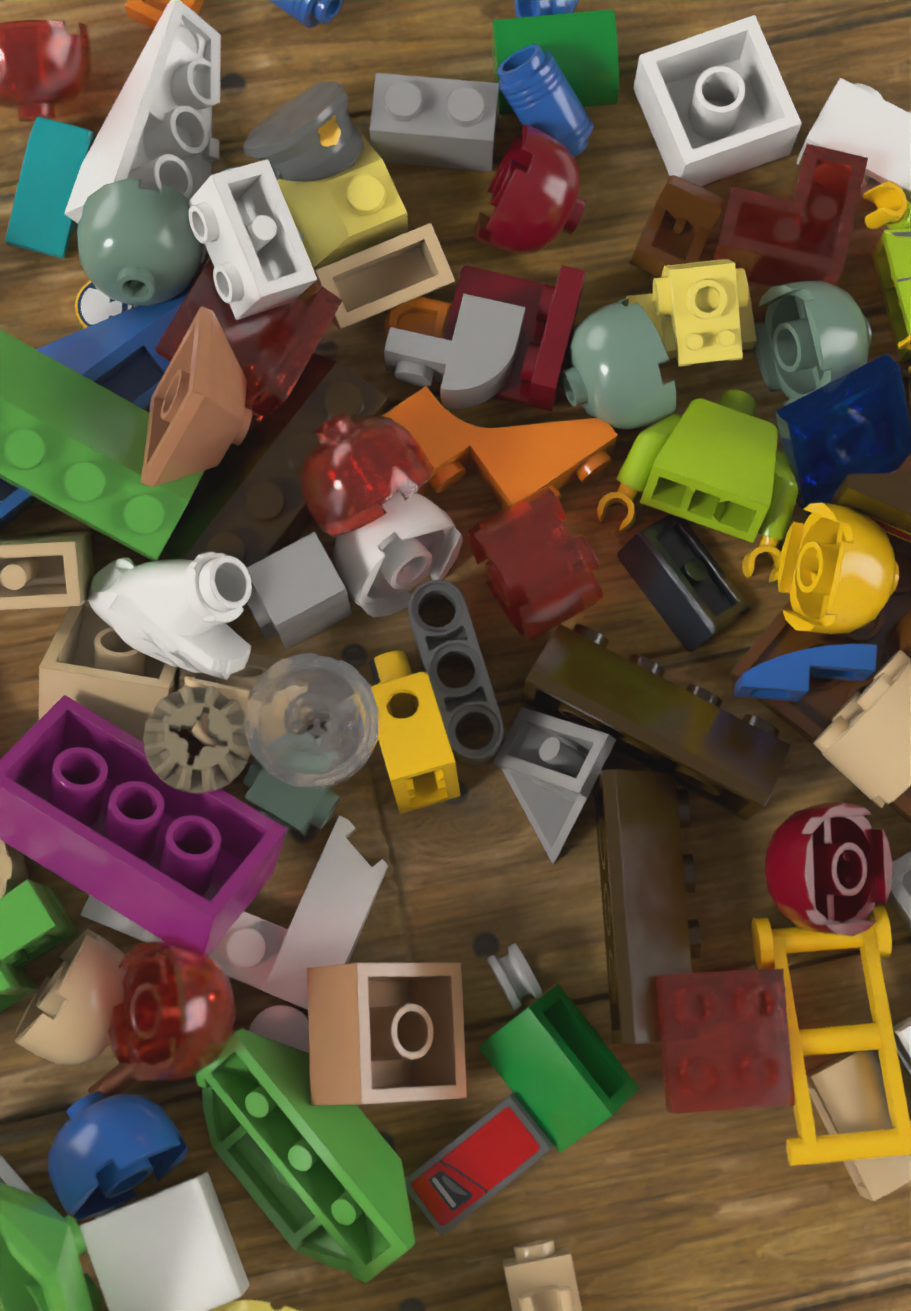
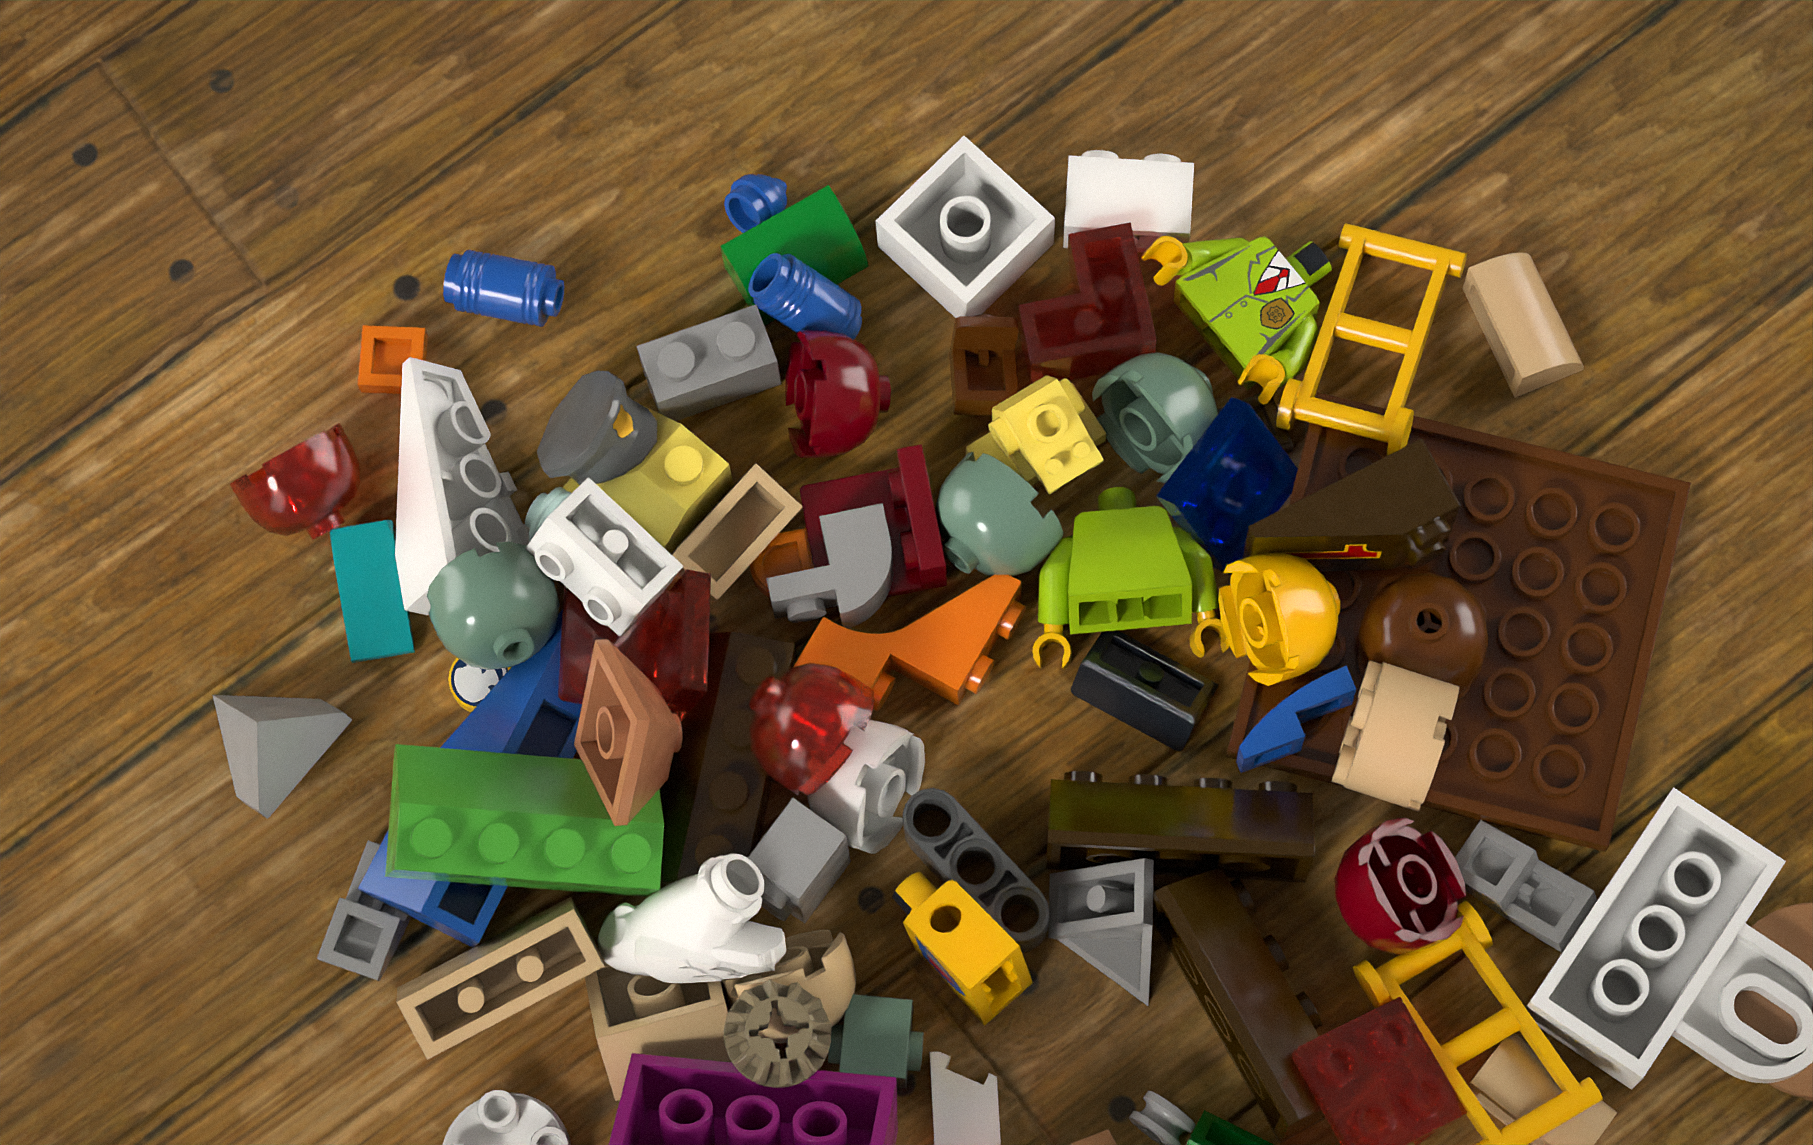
camera: 20 degrees left, 5 degrees down
(315, 692) = (869, 940): clear cylinder -> none
(535, 564) = (1002, 735): clear red brick -> none

